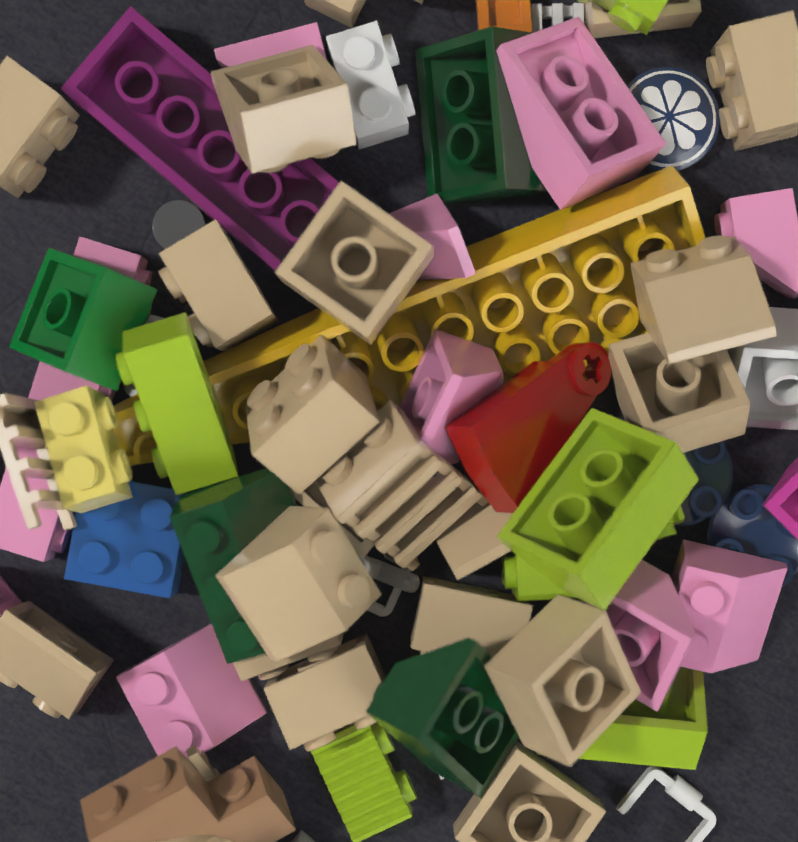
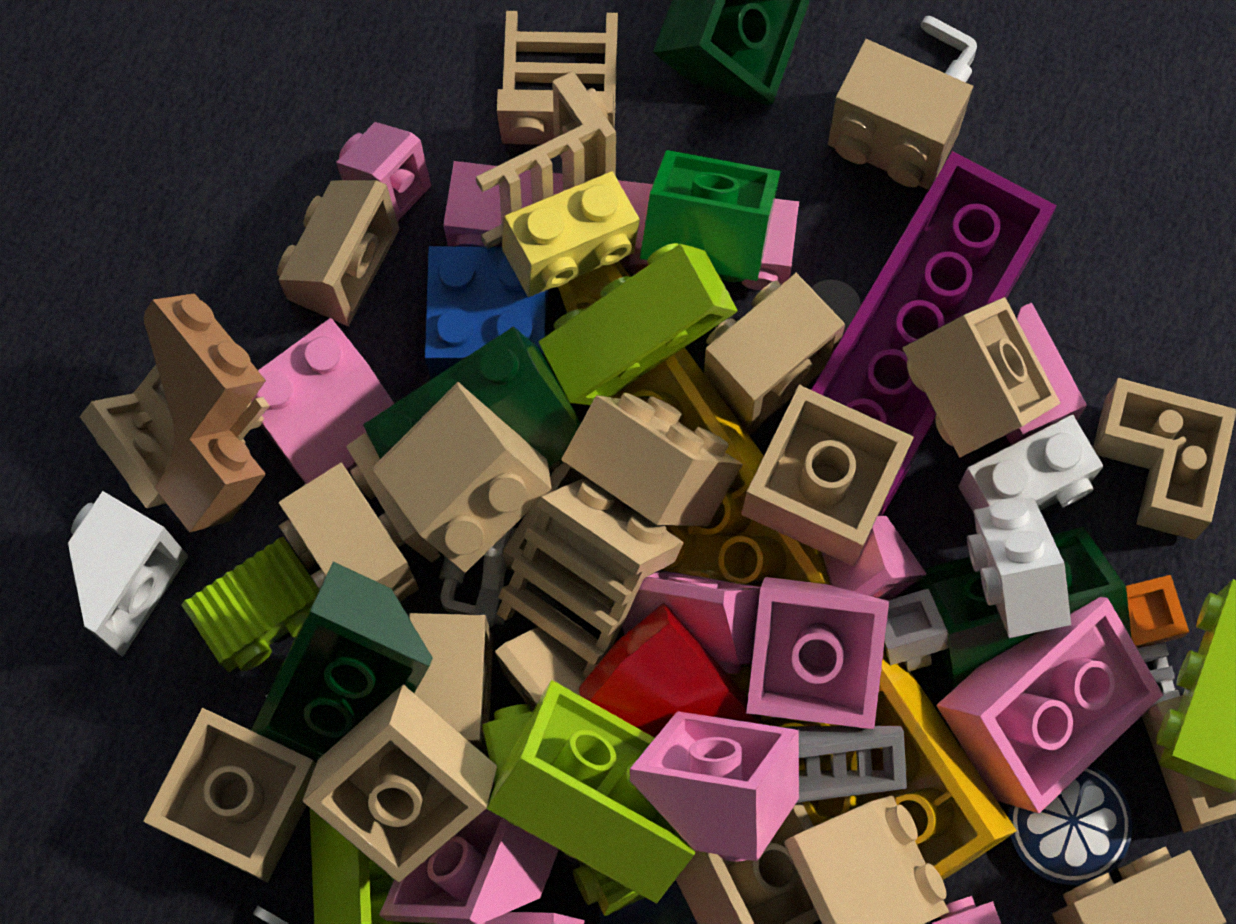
camera: 80 degrees right, 15 degrees down
(461, 112) = (1020, 567): none -> white brick
(489, 218) = (914, 630): none -> light grey tile
(508, 303) = (817, 653): none -> bright pink slope
(585, 334) = (840, 782): none -> light grey slope
(612, 408) = (721, 782): none -> bright pink slope

